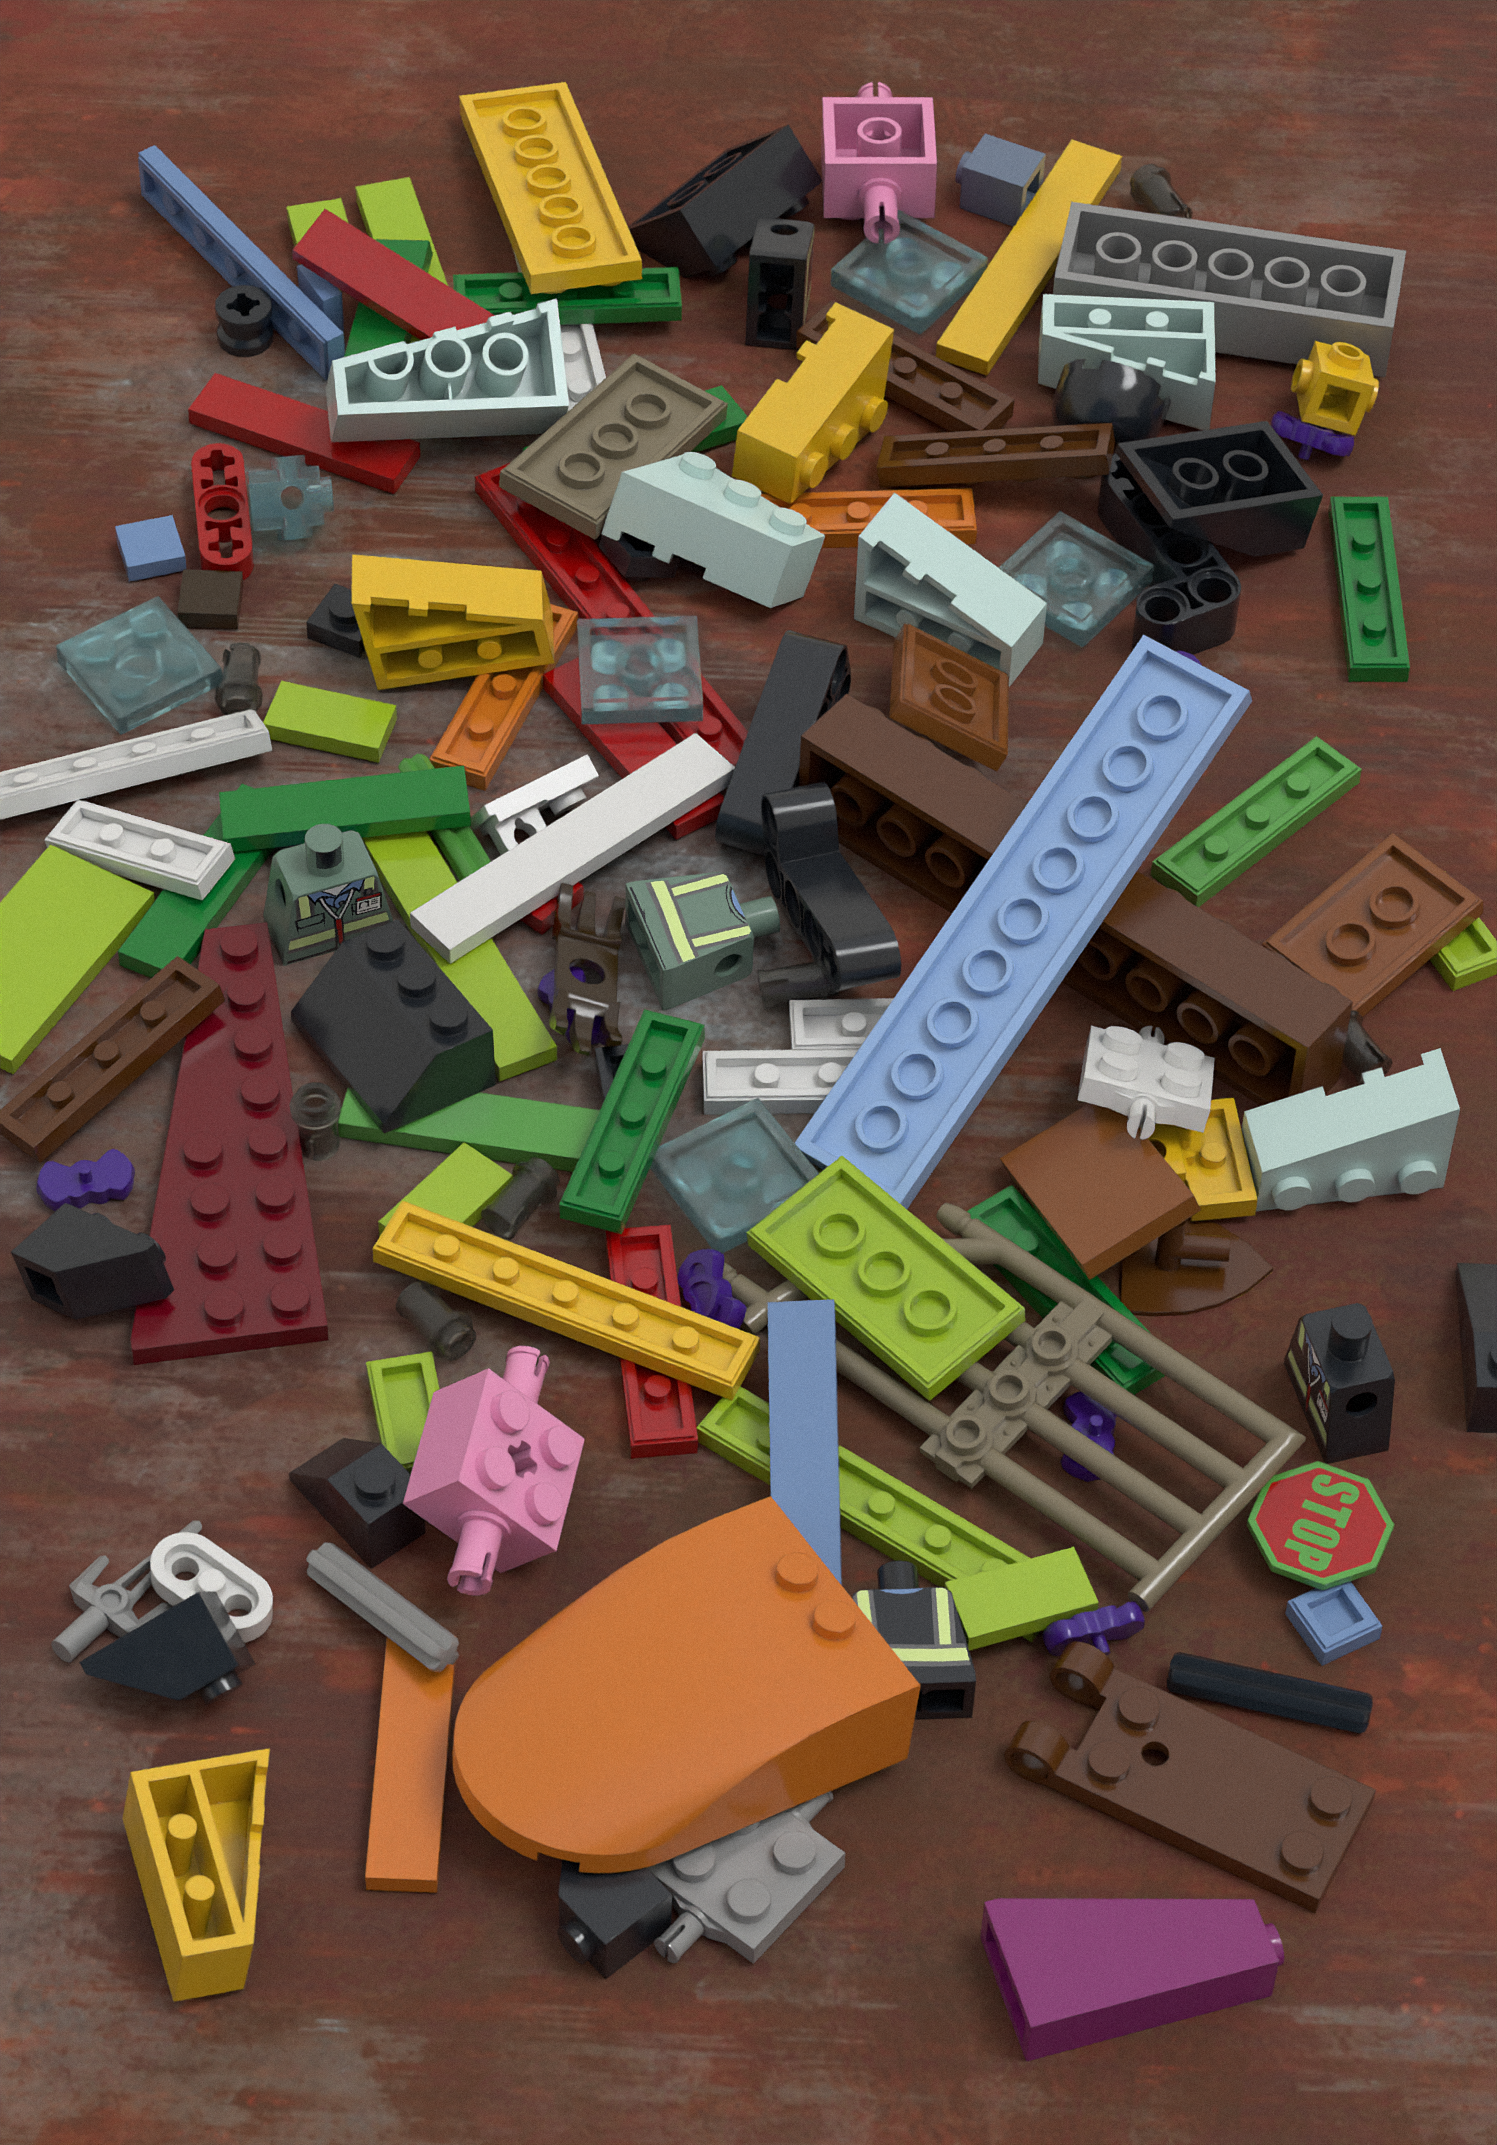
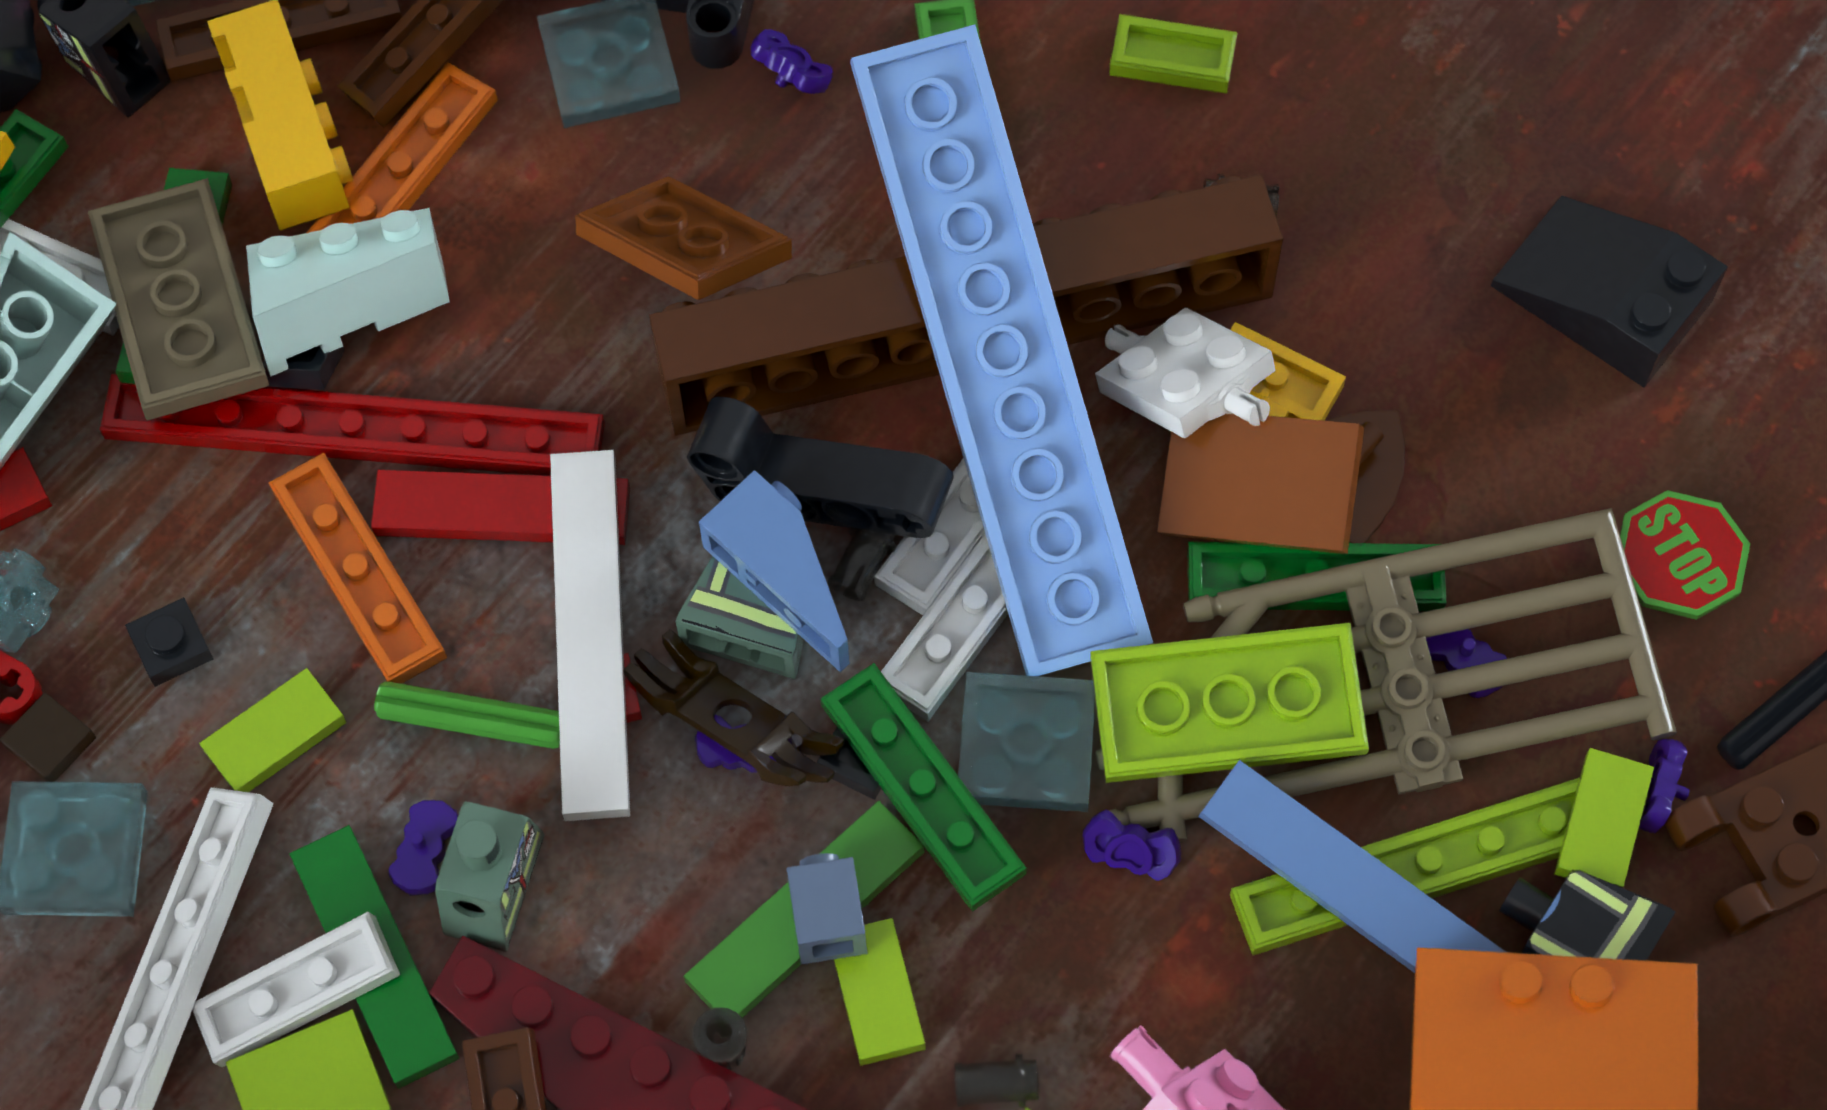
camera: 50 degrees left, 15 degrees up
(239, 682) = (180, 786): clear smoke pin -> none
(361, 804) = (398, 790): green tile -> none
(395, 1028) = (675, 911): black slope -> none
(415, 874) = (529, 783): lime tile -> none
(448, 619) = (270, 561): yellow wedge -> none
(474, 1115) = (826, 908): none -> sand blue brick
(522, 807) = (504, 644): white plate -> none
(531, 1185) = (918, 926): clear smoke pin -> none
(567, 1300) = (1058, 965): yellow tile -> none
(639, 670) = (444, 450): clear light blue plate -> none
(656, 1405) = (1137, 924): red tile -> none
(727, 904) = (767, 547): none -> medium blue slope
(800, 688) = (585, 342): black beam -> none
(932, 580) = (560, 163): light aqua wedge -> none
(1333, 1621) = (1761, 609): medium blue tile -> none
(1338, 1359) = (1563, 440): black torso -> none
(1355, 1142) = (1349, 263): light aqua wedge -> none
(1377, 923) = (1140, 104): dark orange tile -> none

